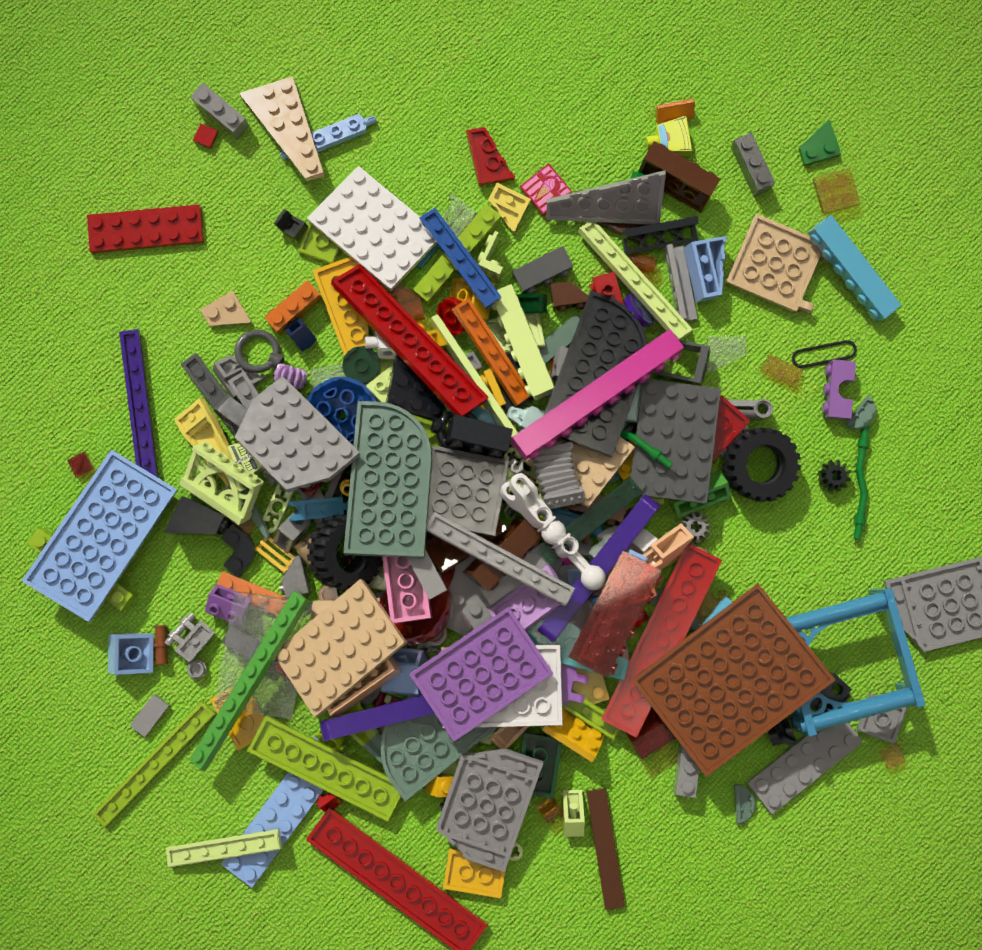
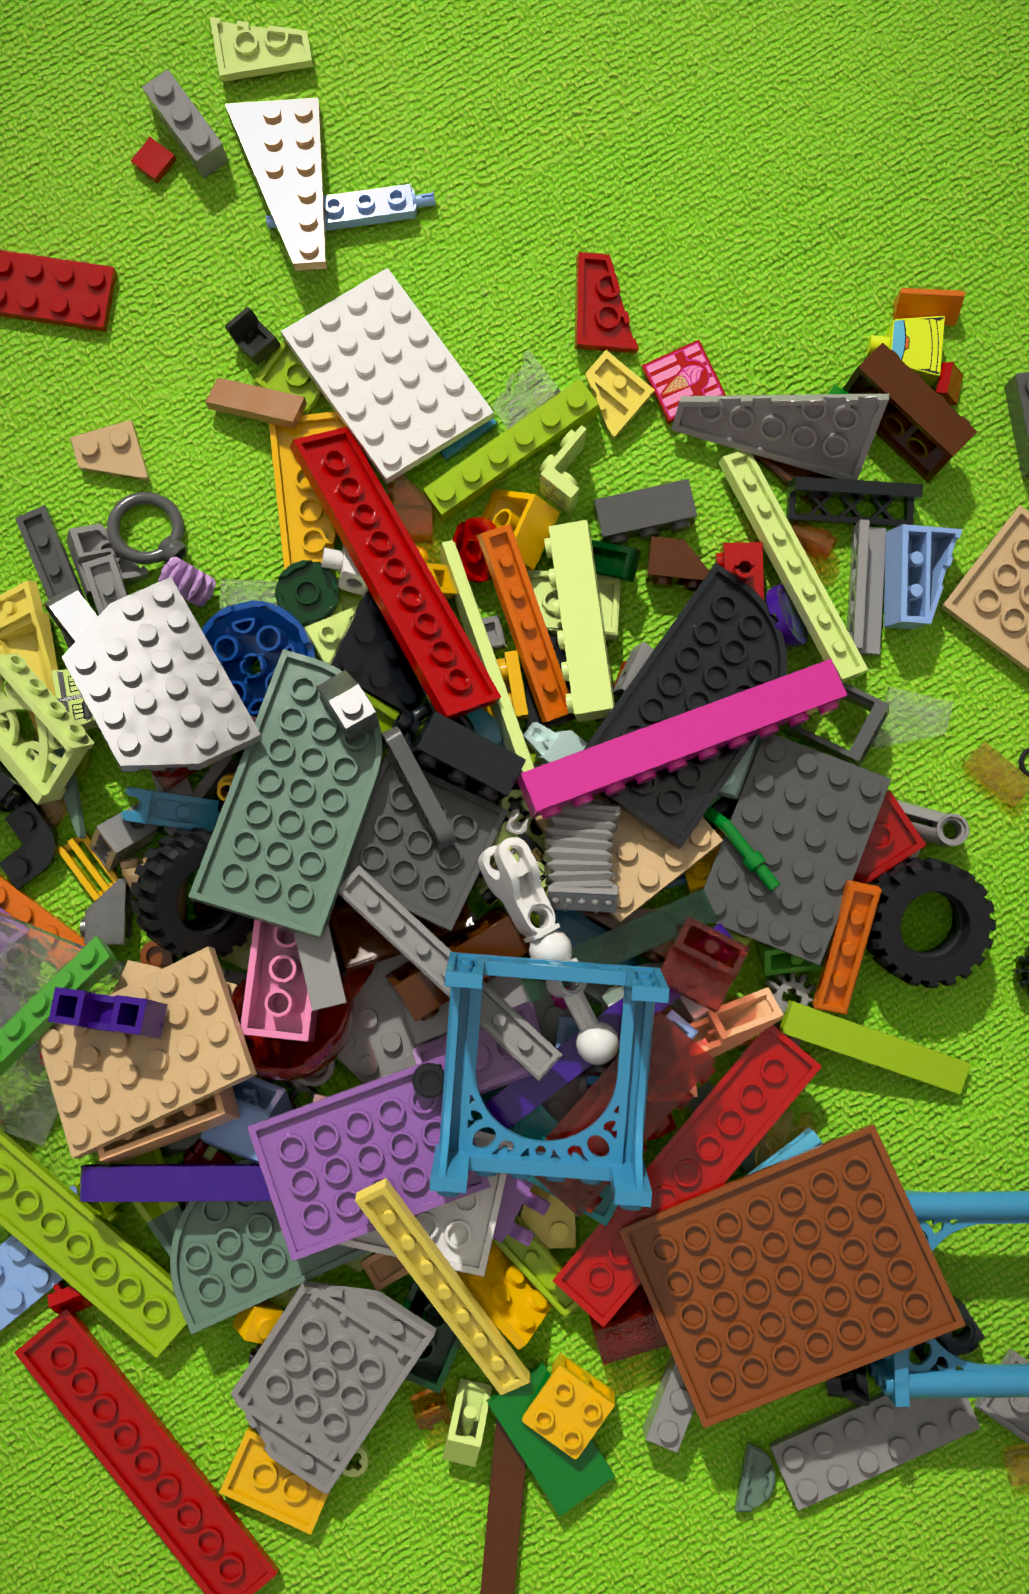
camera: 15 degrees right, 0 degrees up
(250, 57) = (258, 51): none -> yellowish green wing
(277, 522) = (99, 791): yellowish green beam -> none
(293, 306) = (221, 471): orange brick -> none
(300, 334) = (221, 517): dark blue brick -> none
(303, 263) = (256, 403): none -> medium nougat tile
(314, 630) = (108, 1013): none -> dark purple arch
(404, 423) = (349, 705): none -> flat silver slope
(456, 460) = (418, 788): none -> dark grey beam
(460, 258) = (513, 457): blue plate -> none
(504, 622) = (428, 1080): none -> black tile
(541, 736) = (442, 1286): none -> light yellow plate
(560, 337) = (645, 628): sand green tile -> none
(622, 809) = (560, 1476): none -> green tile
(624, 640) = (623, 1162): none -> dark azure arch
(628, 789) = (569, 1407): none -> yellow bracket
(640, 518) = (702, 963): none -> clear red brick
(698, 153) = (949, 382): none -> red tile
(719, 489) = (846, 947): none -> orange tile
(749, 542) = (874, 1047): none -> lime tile

